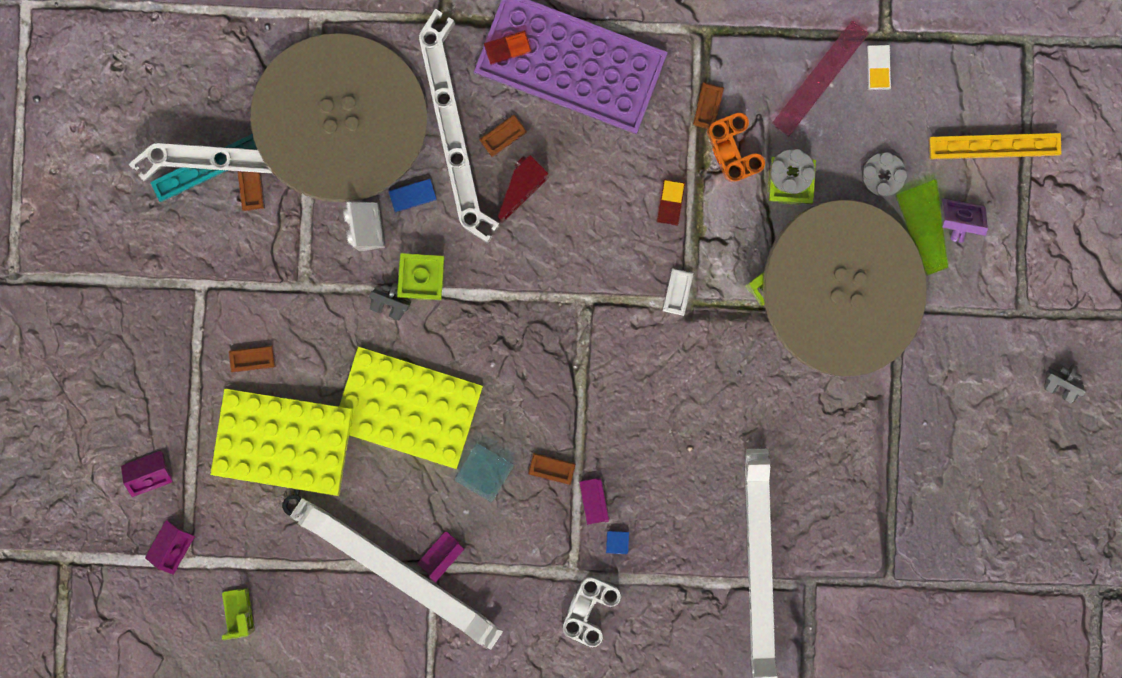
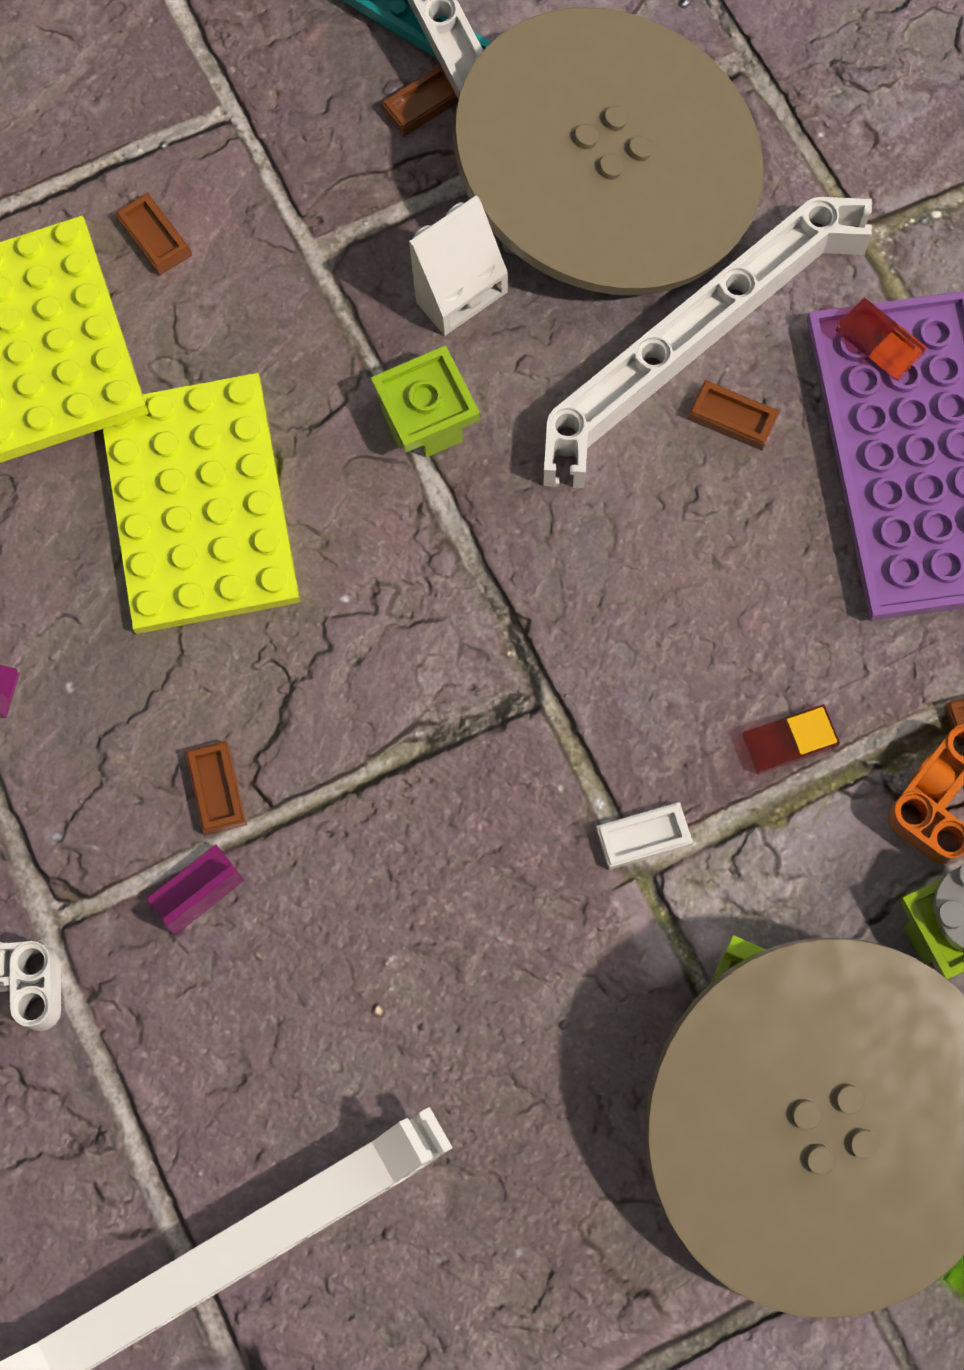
camera: 70 degrees right, 15 degrees down
(380, 298) = (355, 364): dark grey hips -> none
(412, 195) = (552, 330): blue tile -> none
(484, 472) = (150, 677): clear light blue plate -> none
(524, 182) = (664, 474): dark red slope -> none
(617, 542) = (141, 971): blue tile -> none

